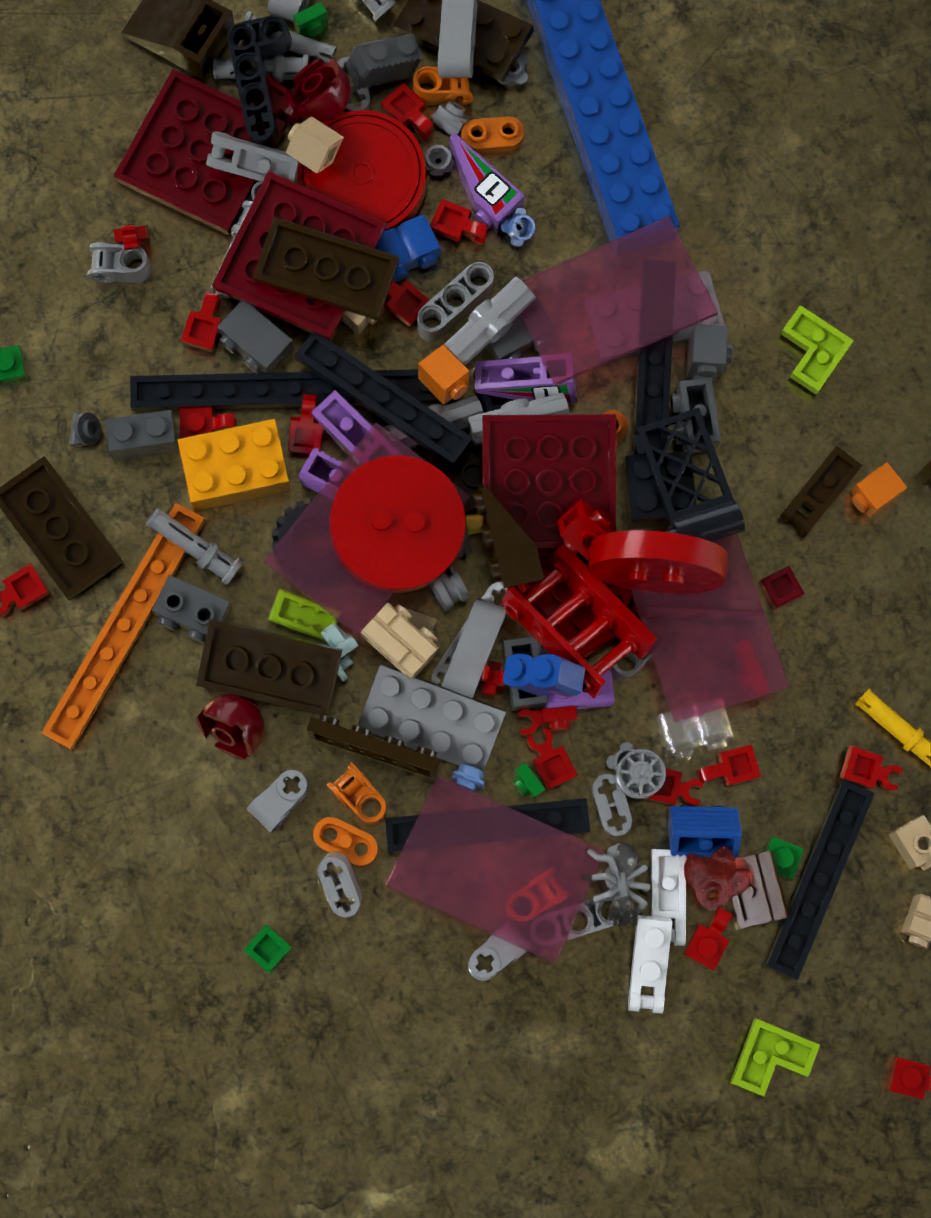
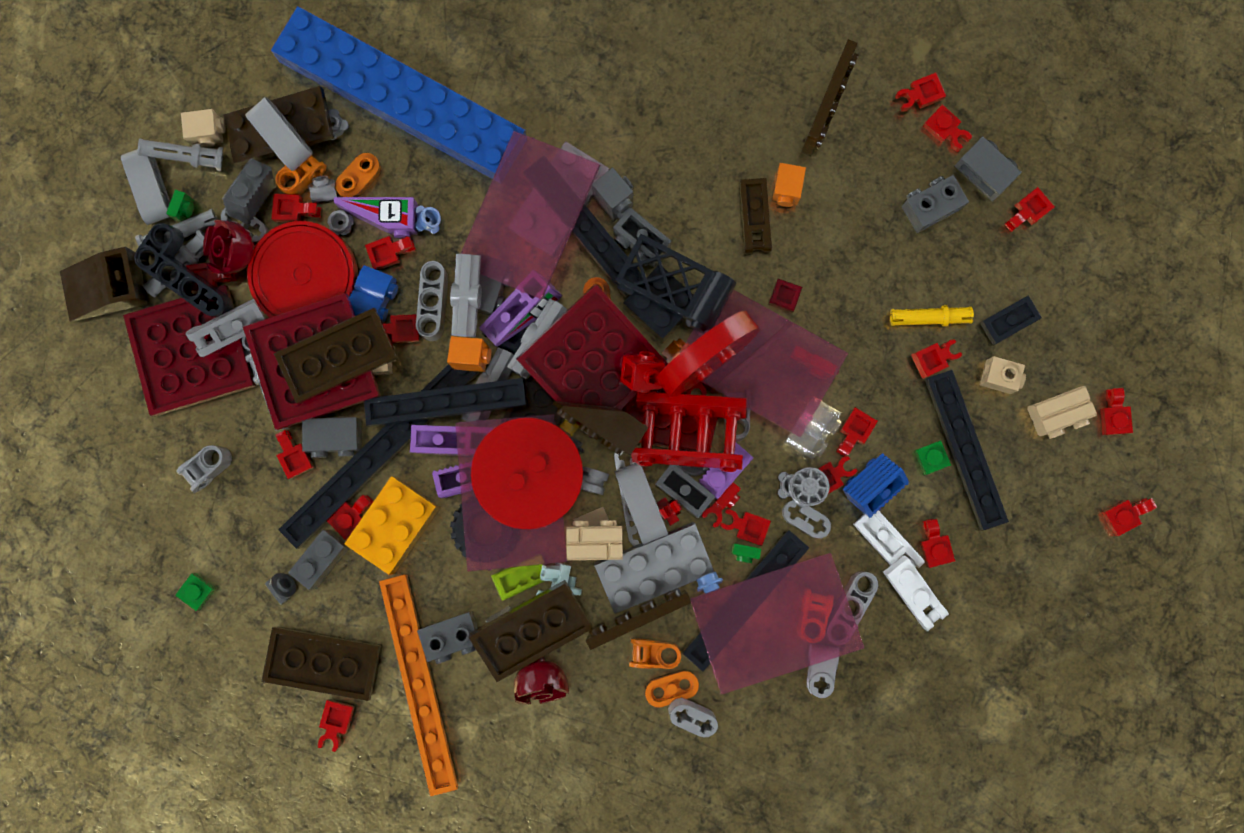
camera: 30 degrees left, 5 degrees up
(131, 235) = (197, 443): red plate -> none
(206, 553) = (427, 595): light grey pin -> none
(267, 948) = (685, 795): green plate -> none
(274, 804) = (610, 703): light grey piece -> none
(305, 431) = (416, 465): red plate -> none
(313, 144) = (255, 284): tan brick -> none
(544, 675) = (702, 485): blue brick -> none
(617, 880) = (852, 561): animal -> none
(716, 874) = (906, 505): clear red plate -> none
(764, 896) = (936, 491): plate -> none
(770, 1047) = (1027, 579): lime plate -> none
(823, 345) = (673, 124): lime plate -> none

